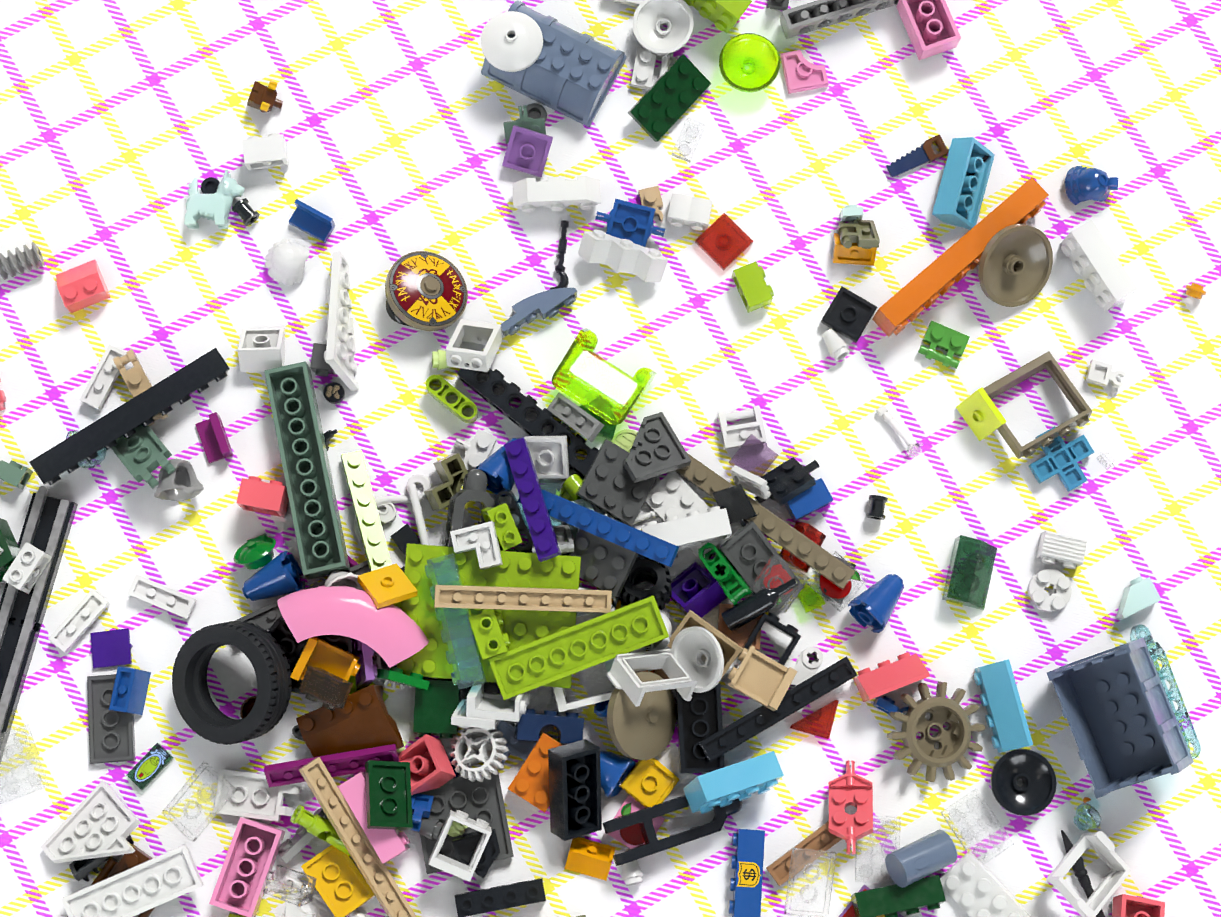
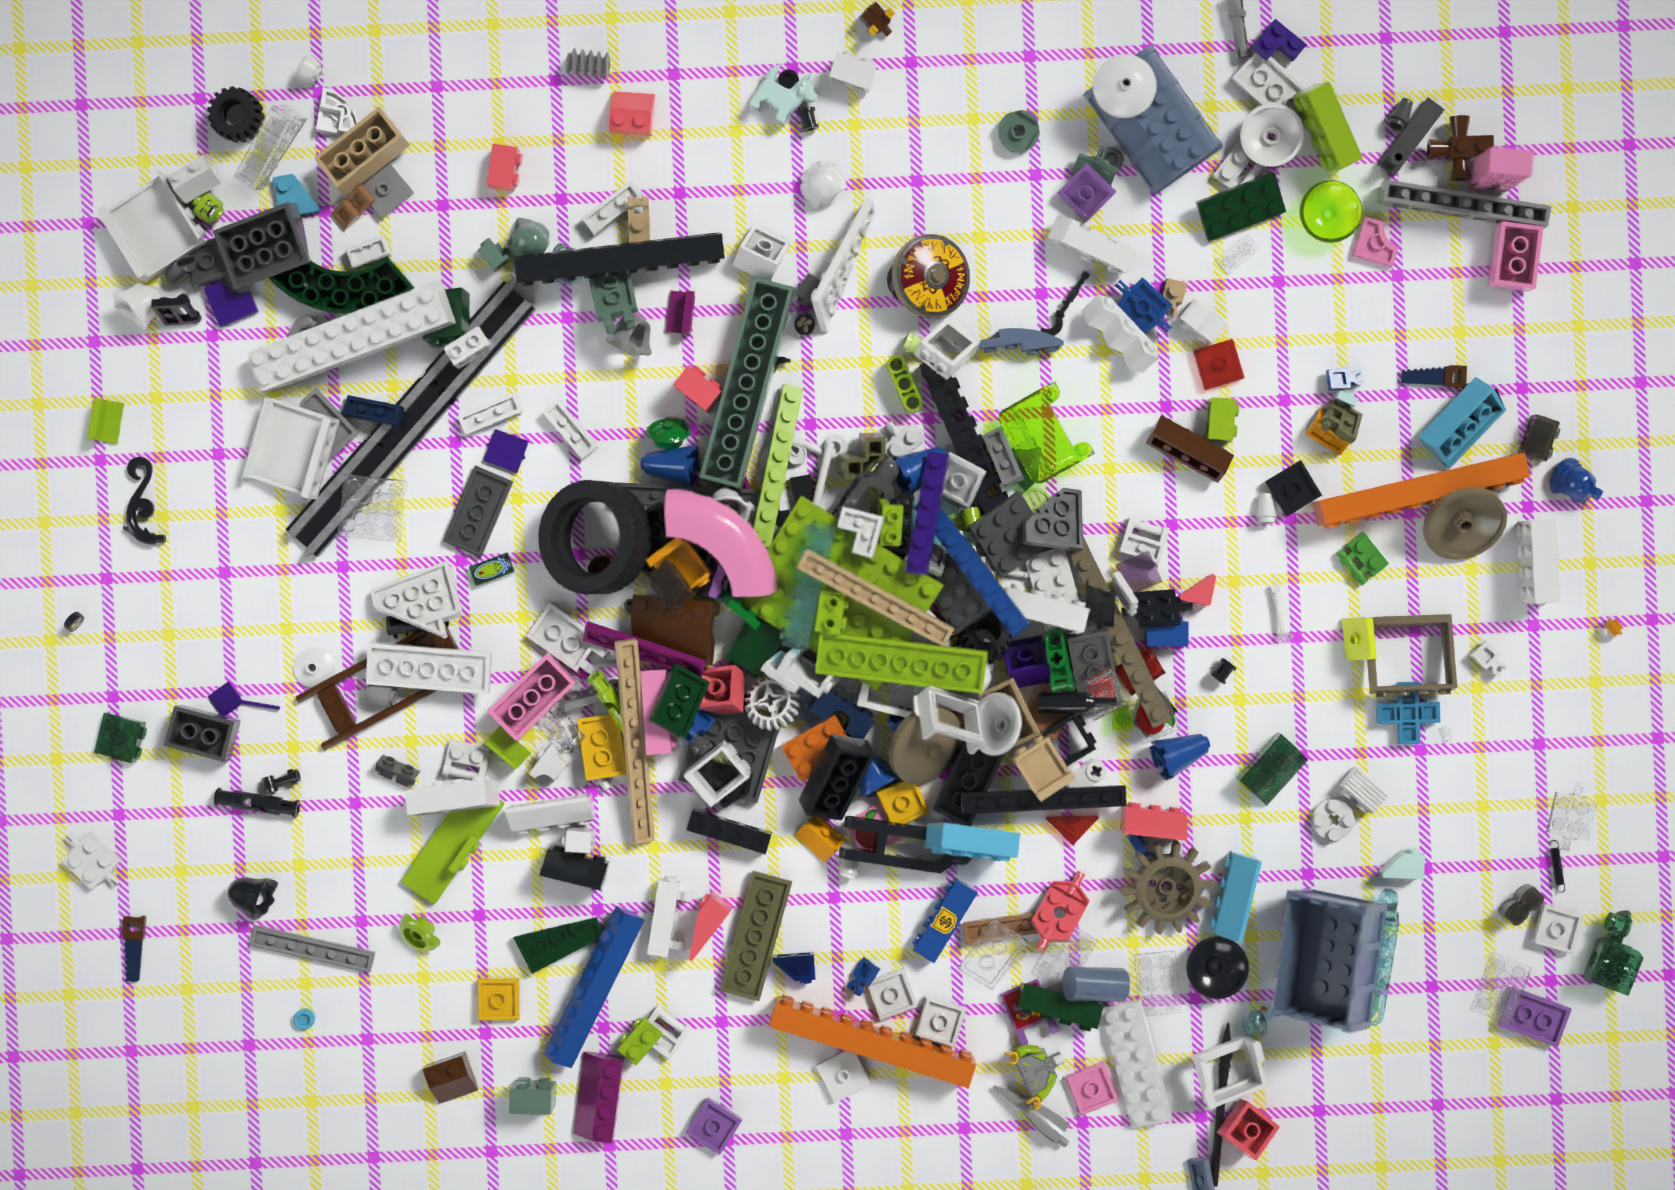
camera: 30 degrees right, 10 degrees up
(36, 441) = (527, 238): none -> sand green piece
(130, 690) = (505, 496): blue panel -> none
(198, 801) = (518, 620): clear tile -> none
(312, 221) = (862, 158): blue panel -> none
(387, 585) = (766, 525): yellow plate -> none
(442, 142) = (1015, 120): none -> sand green plate
(738, 325) = (1189, 449): none -> reddish brown brick
(818, 448) = (1201, 592): none -> coral slope
(838, 199) = (1341, 378): none -> plate
(1036, 161) = (1539, 438): none -> clear smoke brick

